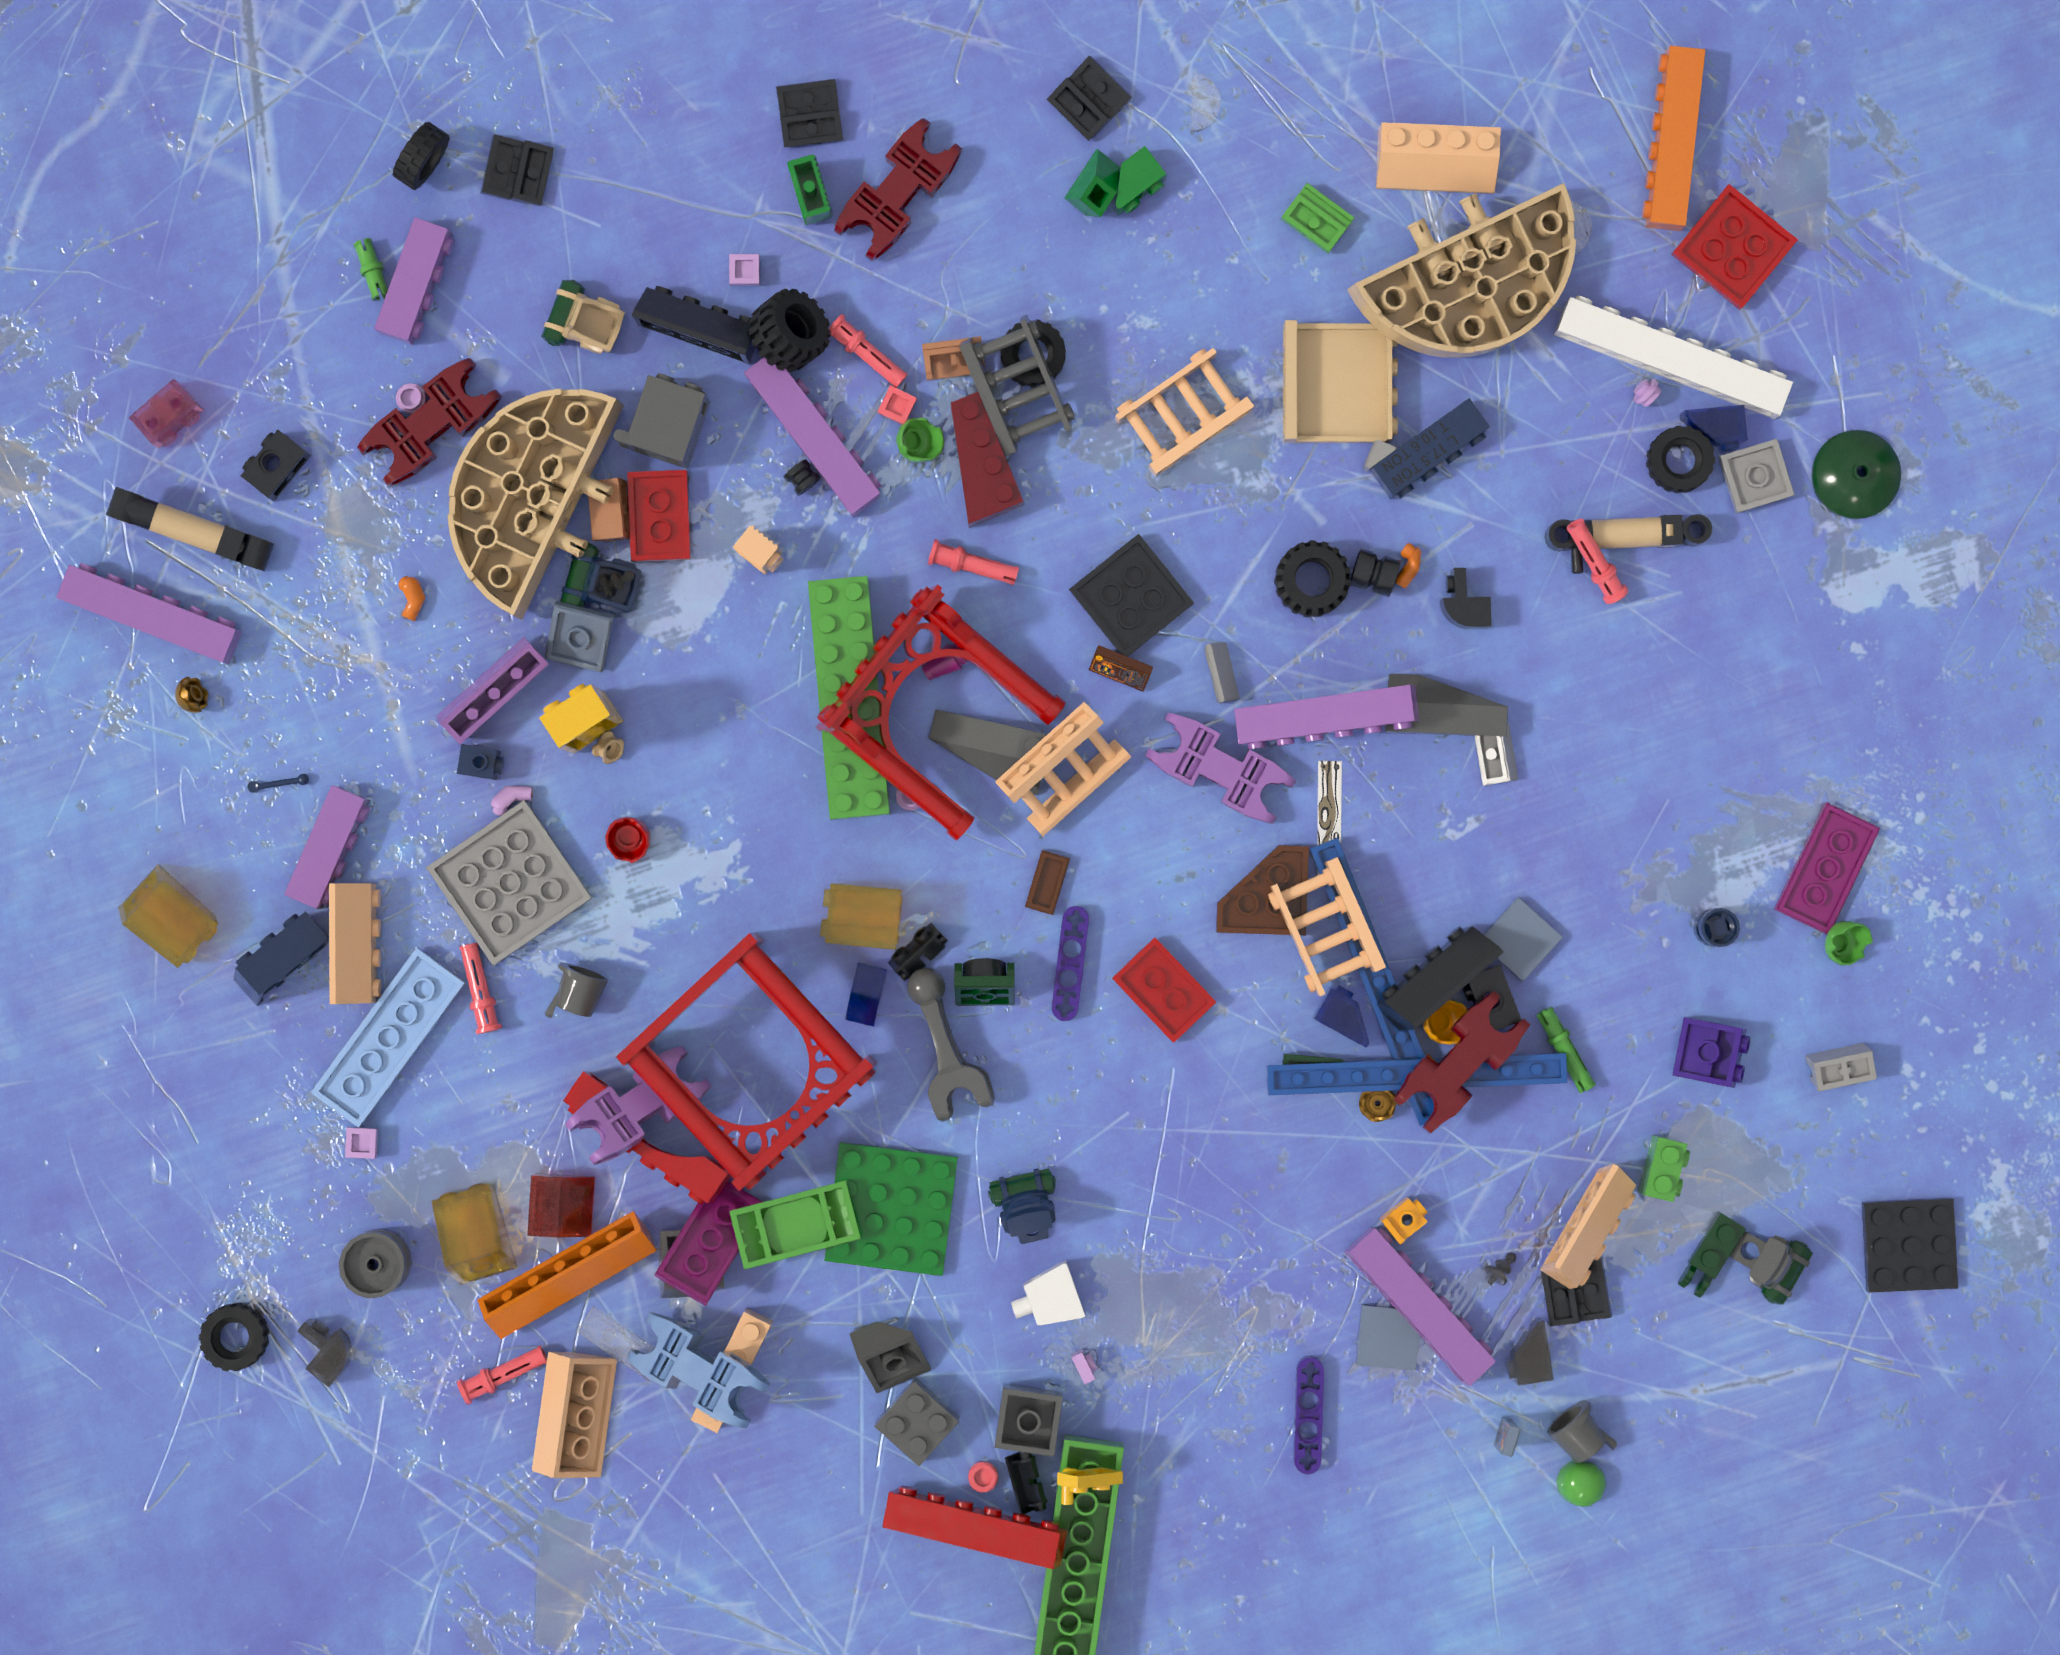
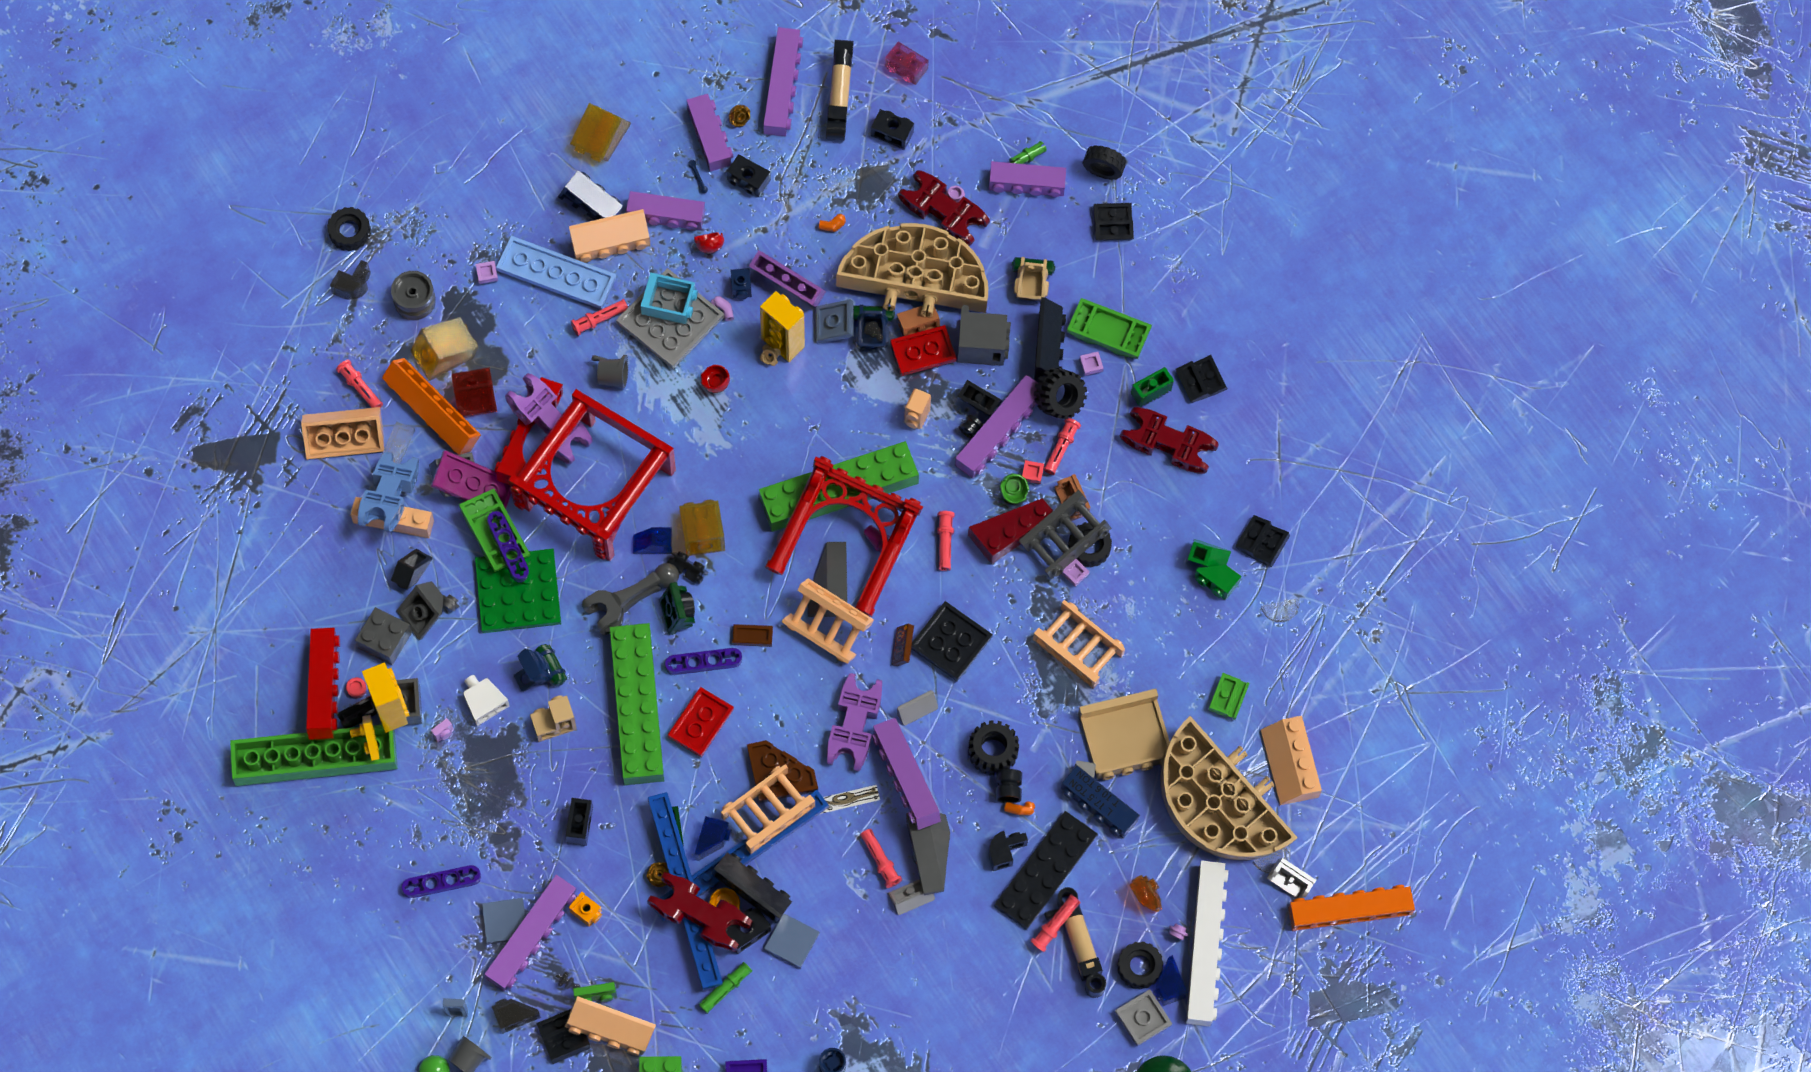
camera: 75 degrees right, 20 degrees down
(208, 748) = (709, 132): none -> medium lavender brick
(283, 713) = (744, 167): none -> black brick
(397, 793) = (709, 242): none -> red hair
(467, 905) = (667, 282): none -> medium azure window
(695, 227) = (1108, 329): none -> bright green slope
(763, 452) = (979, 398): none -> black brick
(819, 1358) = (410, 568): none -> black slope
(830, 1216) = (508, 546): none -> dark purple beam
(887, 1312) = (450, 602): none -> flat silver plate
(1043, 1447) = (386, 696): none -> yellow brick
(1072, 386) = (1075, 572): none -> lavender plate
(1110, 1203) = (555, 720): none -> tan brick
(1115, 1076) = (637, 704): none -> bright green brick
(1275, 1200) = (579, 821): none -> black brick
(1445, 781) = (885, 866): none -> coral pin
(1507, 553) = (1046, 870): none -> black plate
(1531, 1245) = (603, 992): none -> bright green plate
(1583, 421) = (1146, 892): none -> clear orange hand
(1613, 210) = (1291, 878): none -> hinge
(1734, 247) = (1292, 965): red plate -> none

